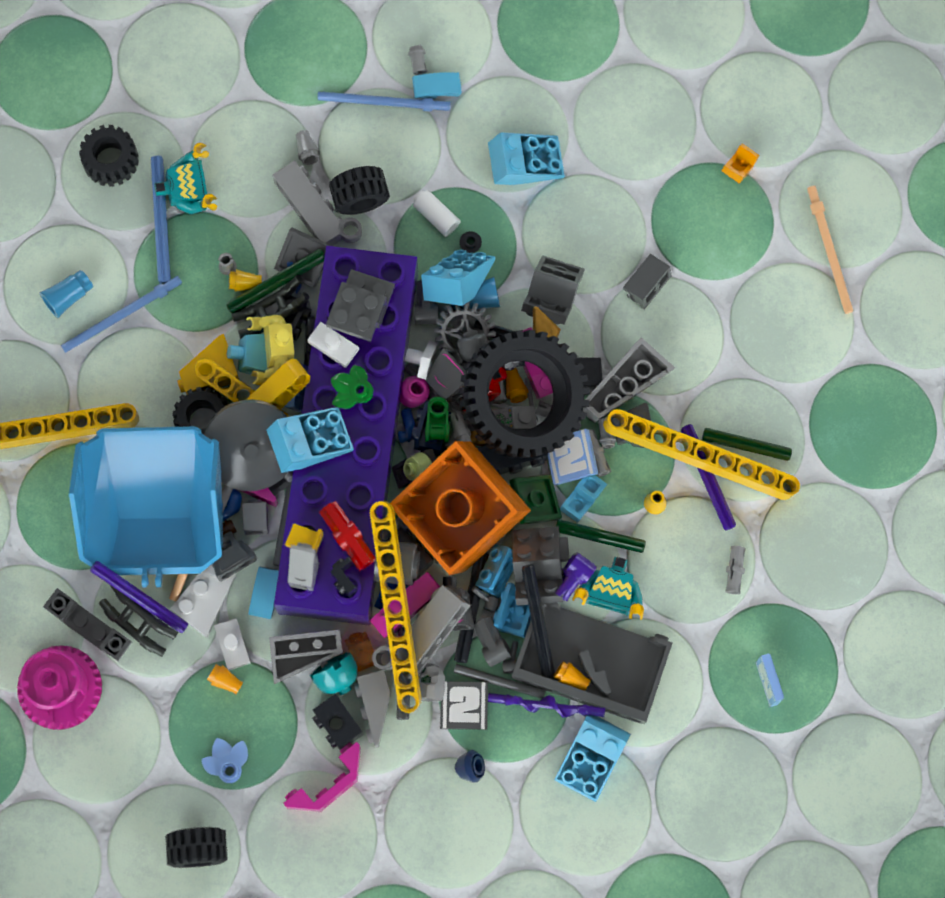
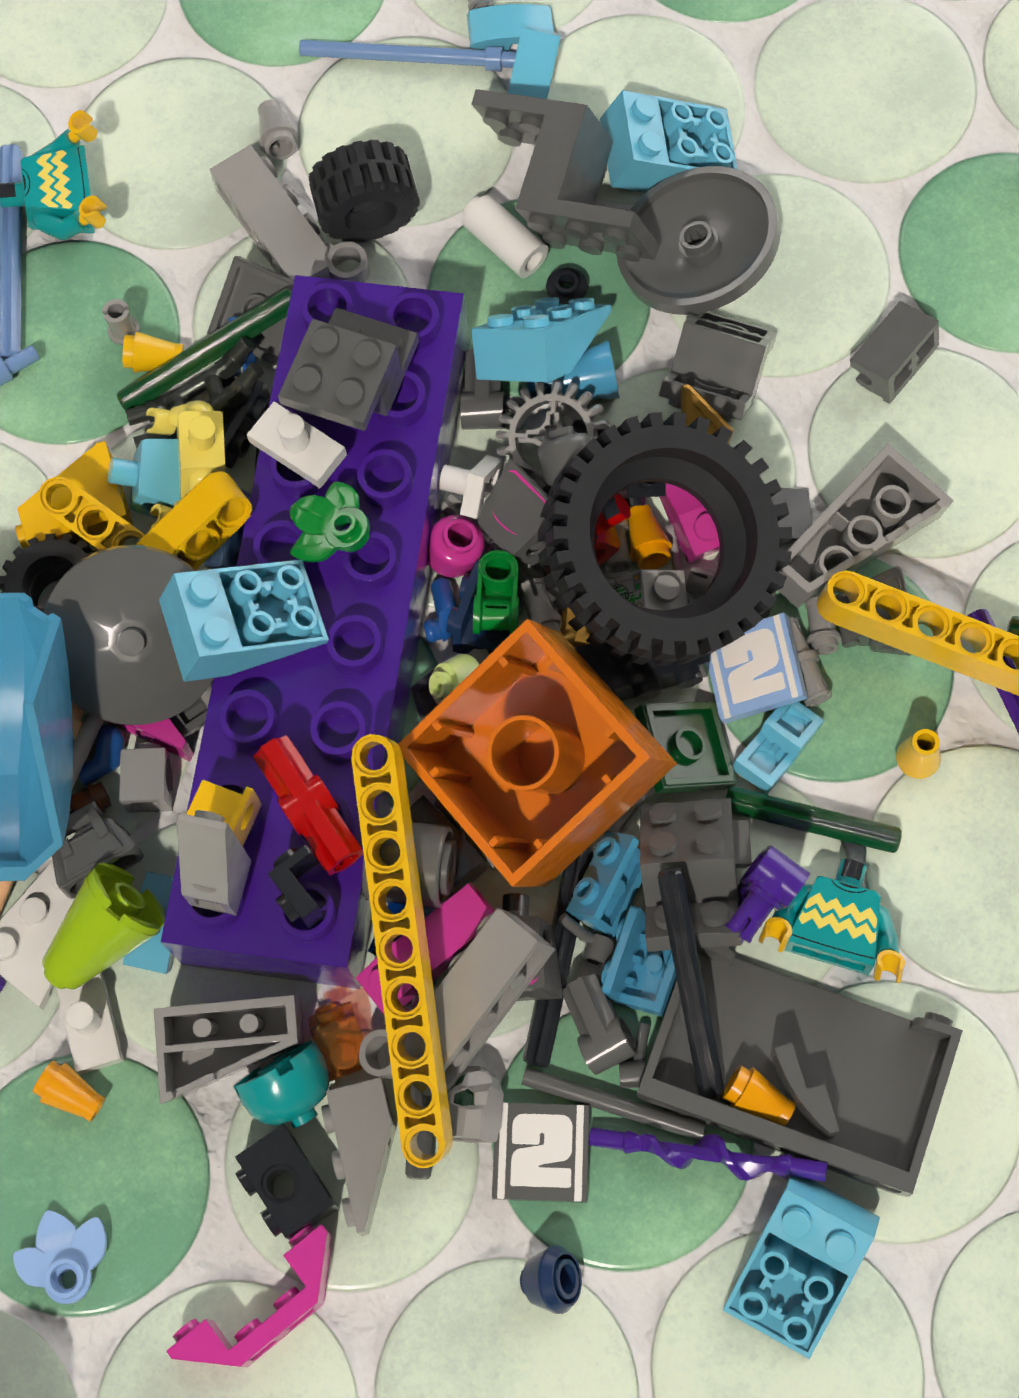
camera: 10 degrees right, 5 degrees down
(238, 596) = (101, 927): none -> lime cone
(449, 115) = (534, 63): none -> medium azure slope
(469, 182) = (565, 175): none -> dark grey bracket
(542, 217) = (713, 237): none -> dark grey dish

